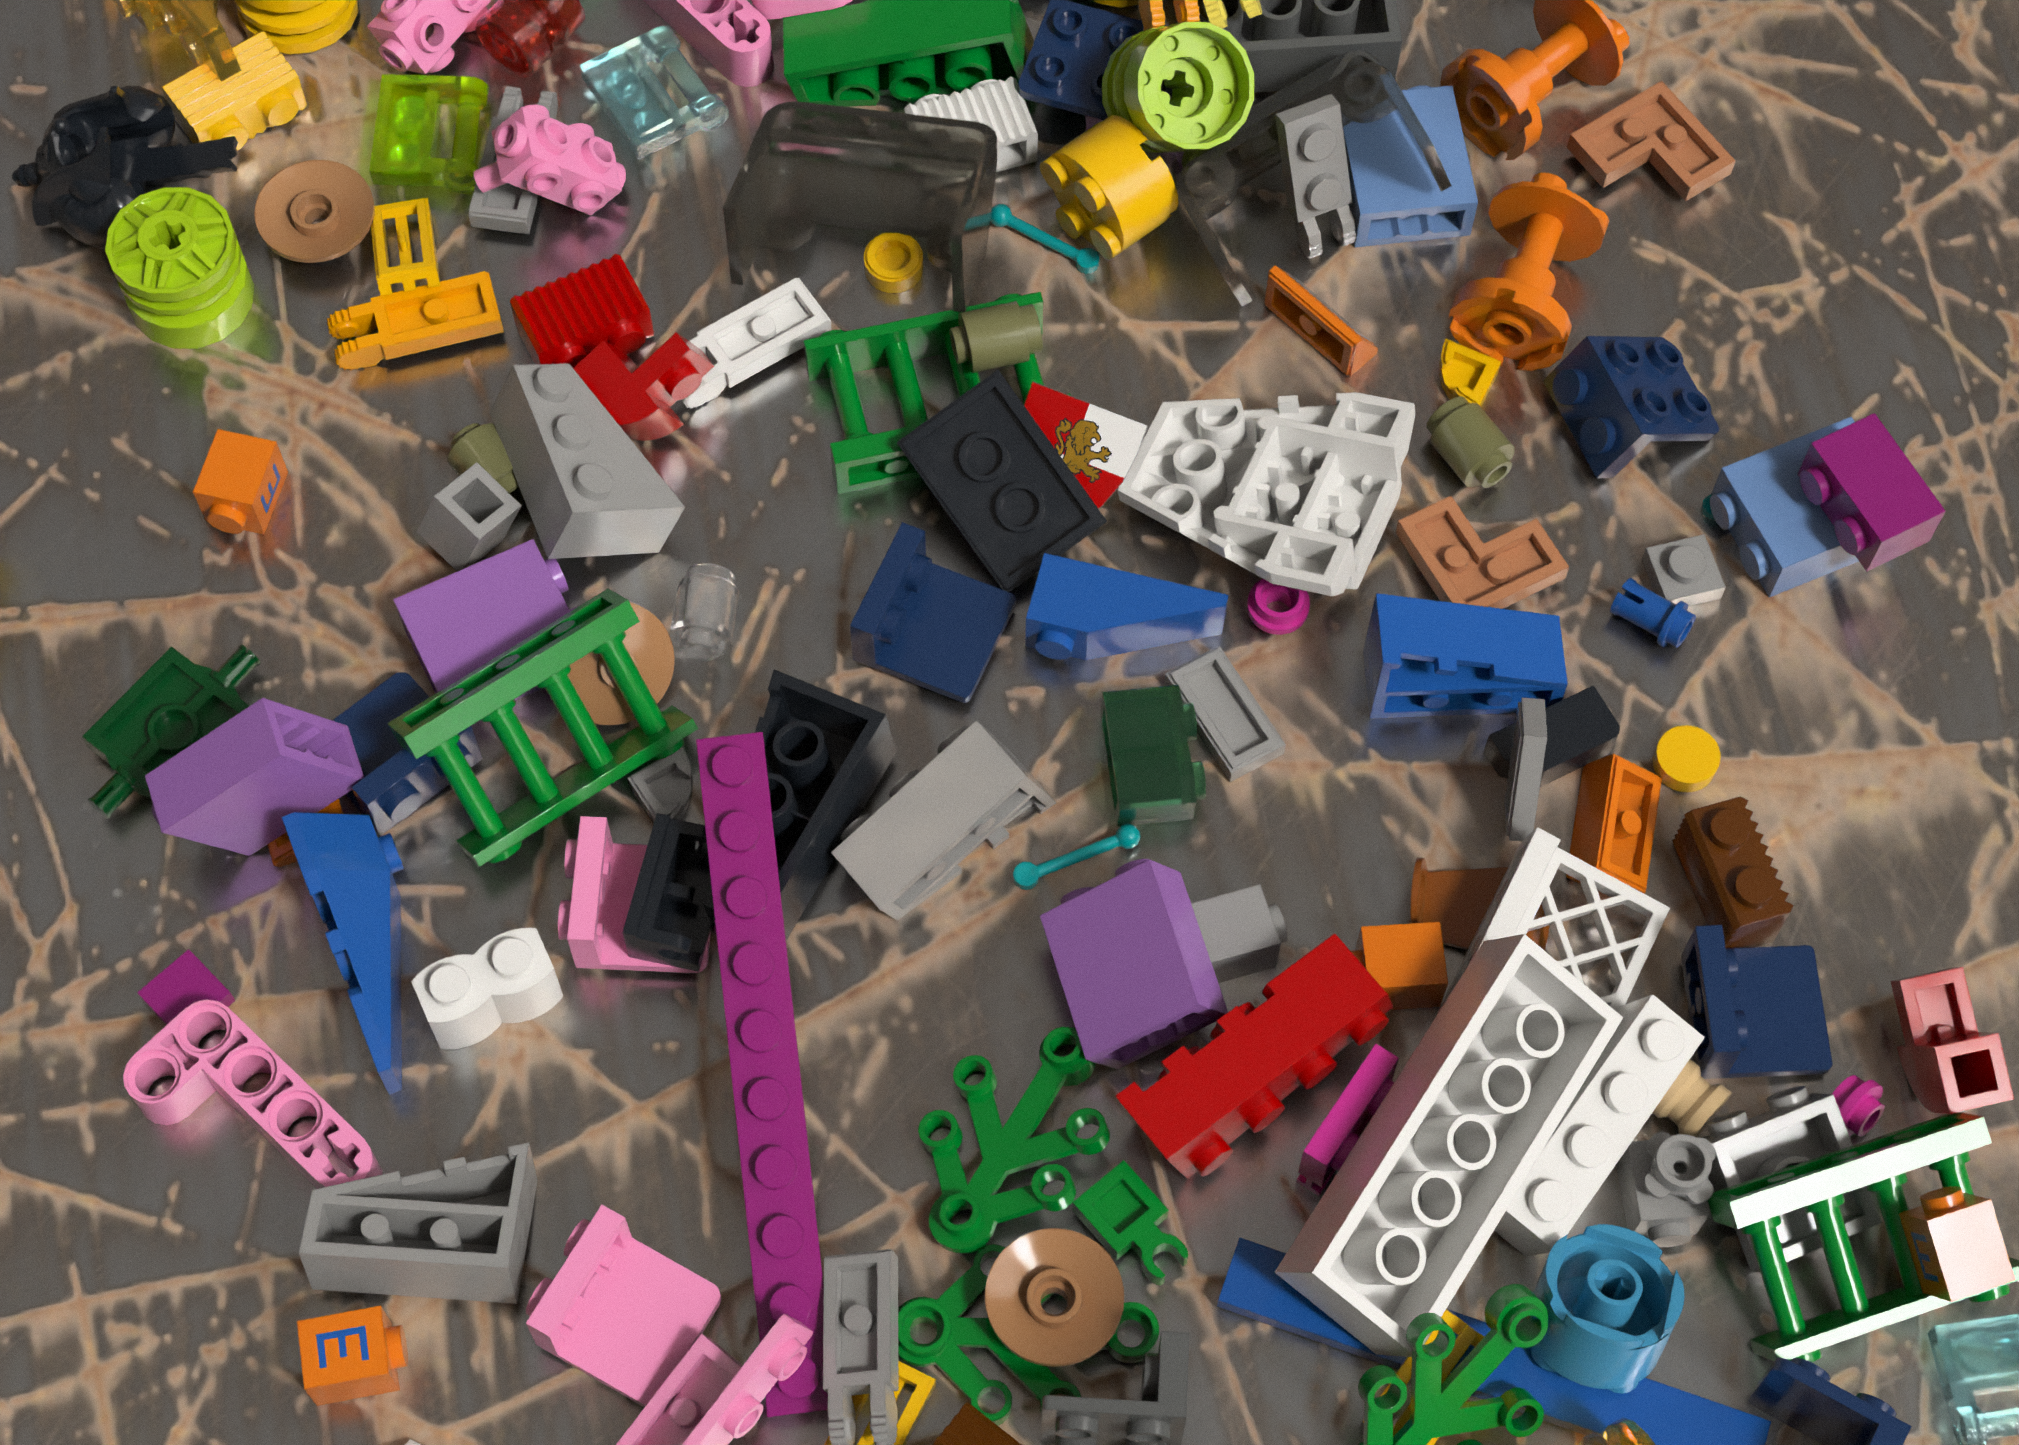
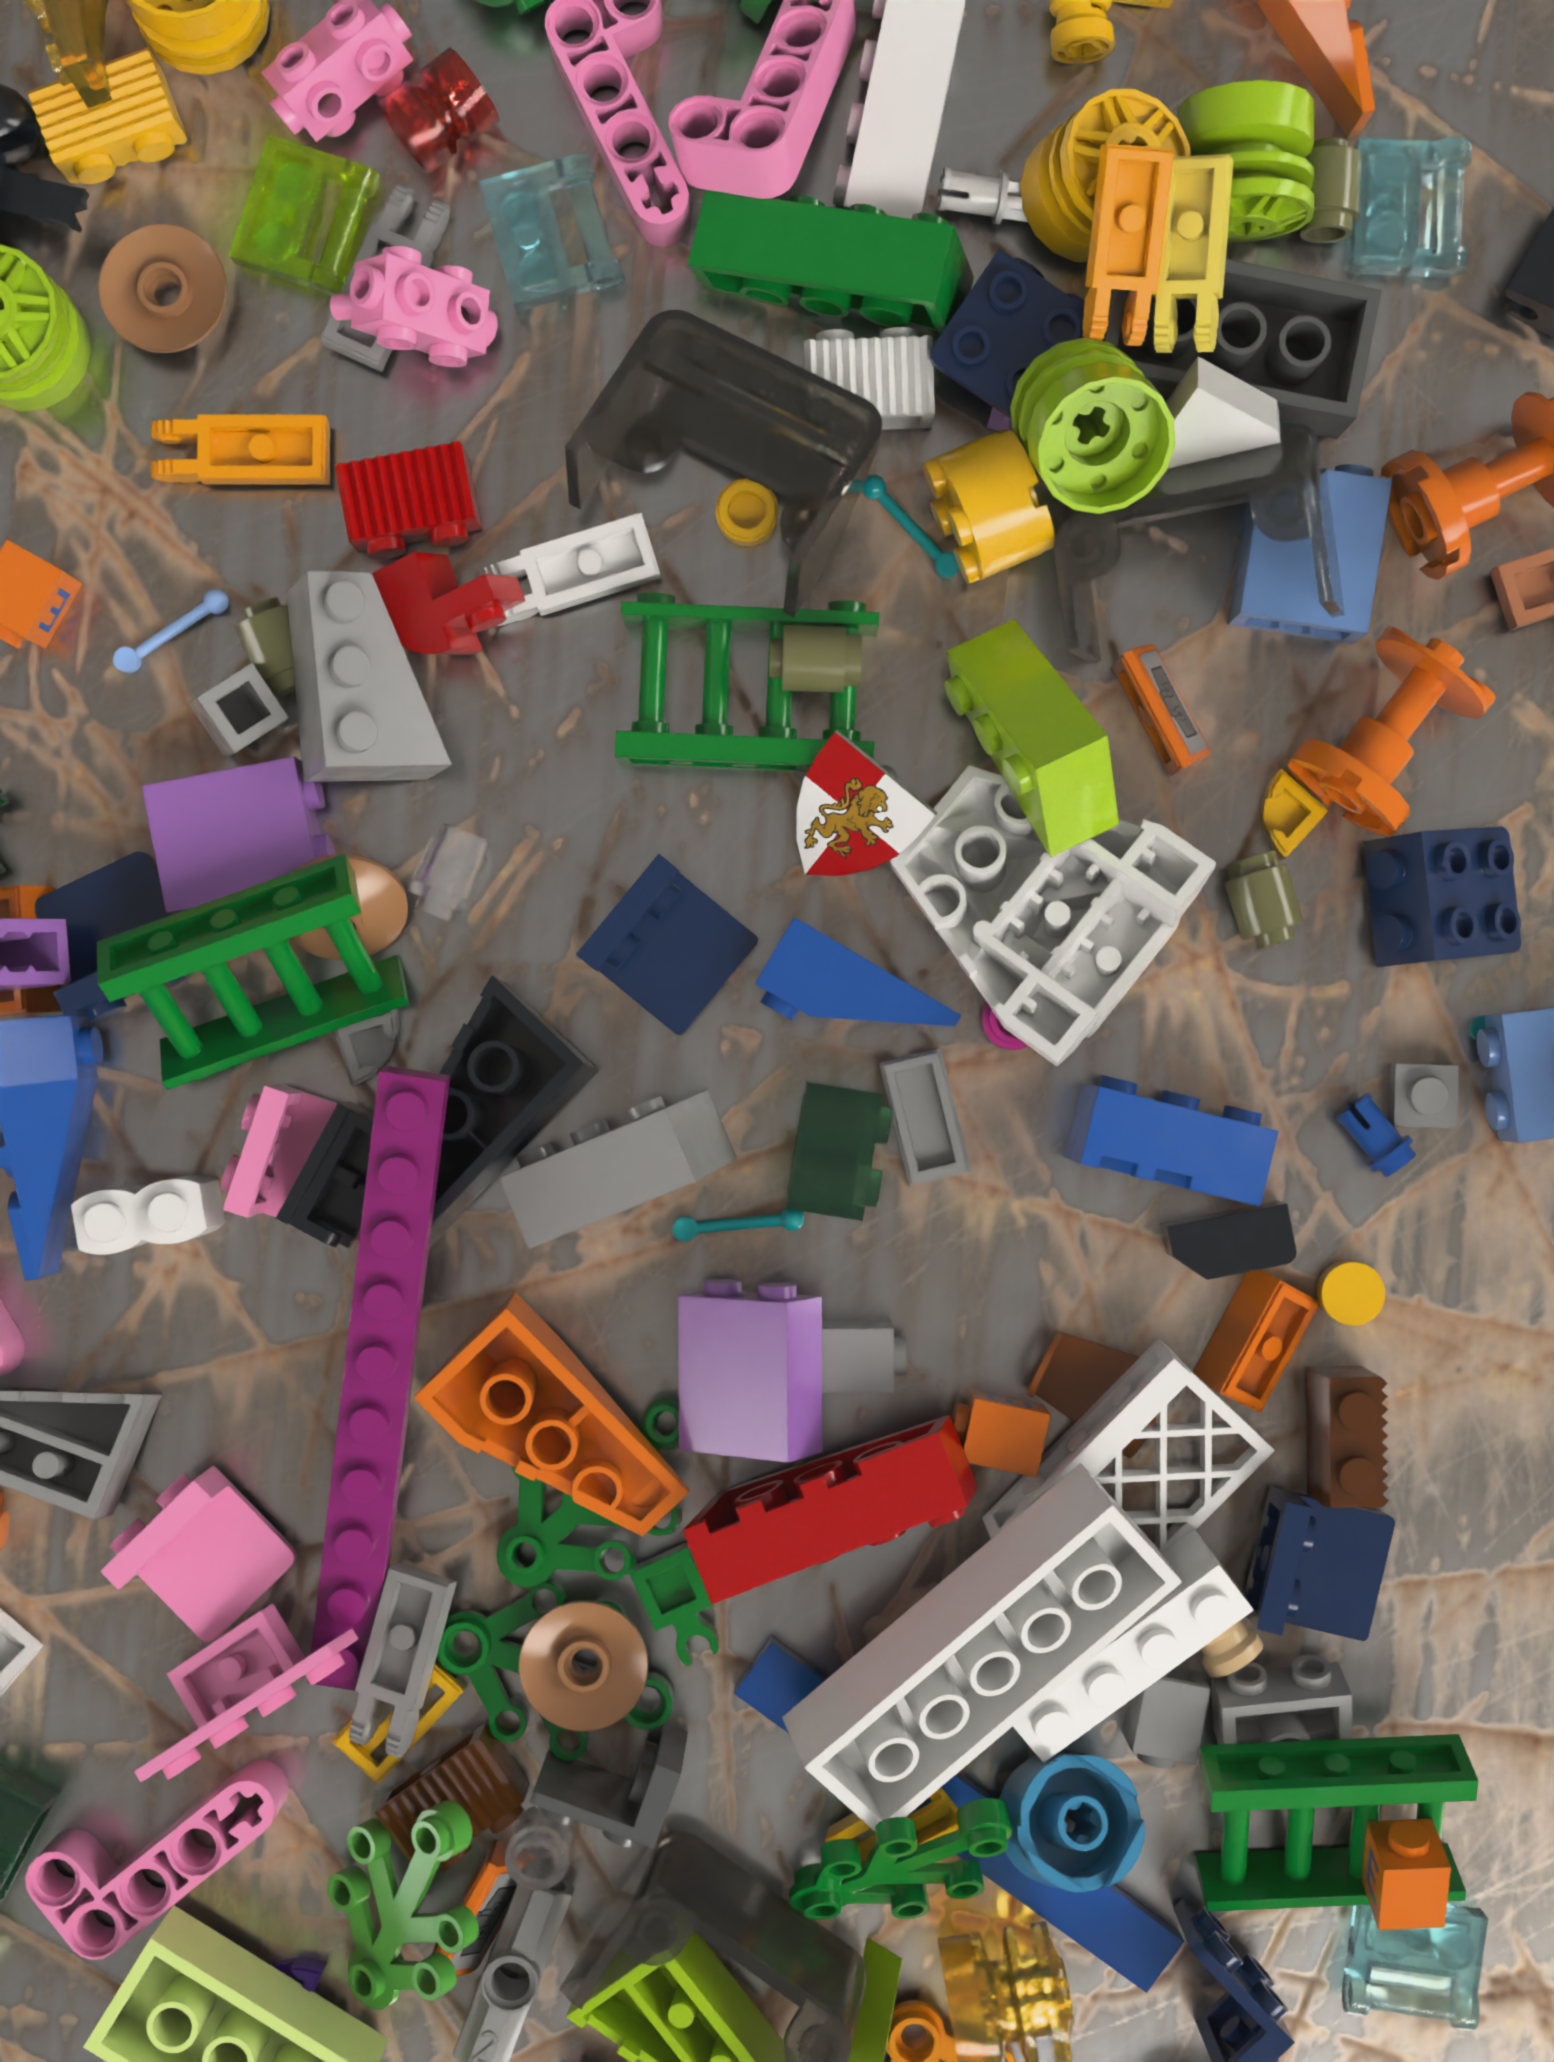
camera: 20 degrees right, 25 degrees up
(347, 519) = (130, 659): none -> light blue hinge
(407, 271) = (241, 400): yellow tile -> none
(938, 1057) = (541, 1410): none -> orange wedge
(1001, 481) = (775, 821): black tile -> none
(1218, 348) = (1036, 735): none -> lime wedge
(1284, 62) = (1219, 415): none -> white slope
(1316, 171) = (1209, 556): light grey hinge -> none
(1347, 1120) = (882, 1591): dark pink plate -> none
(1474, 572) = (1213, 1045): nougat plate -> none
(1525, 768) = (1186, 1287): light grey tile -> none
(1694, 1153) = (1188, 1742): light grey plate -> none
(1859, 1104) = (1373, 1685): dark pink plate -> none
(1943, 1052) = (1475, 1668): brick -> none

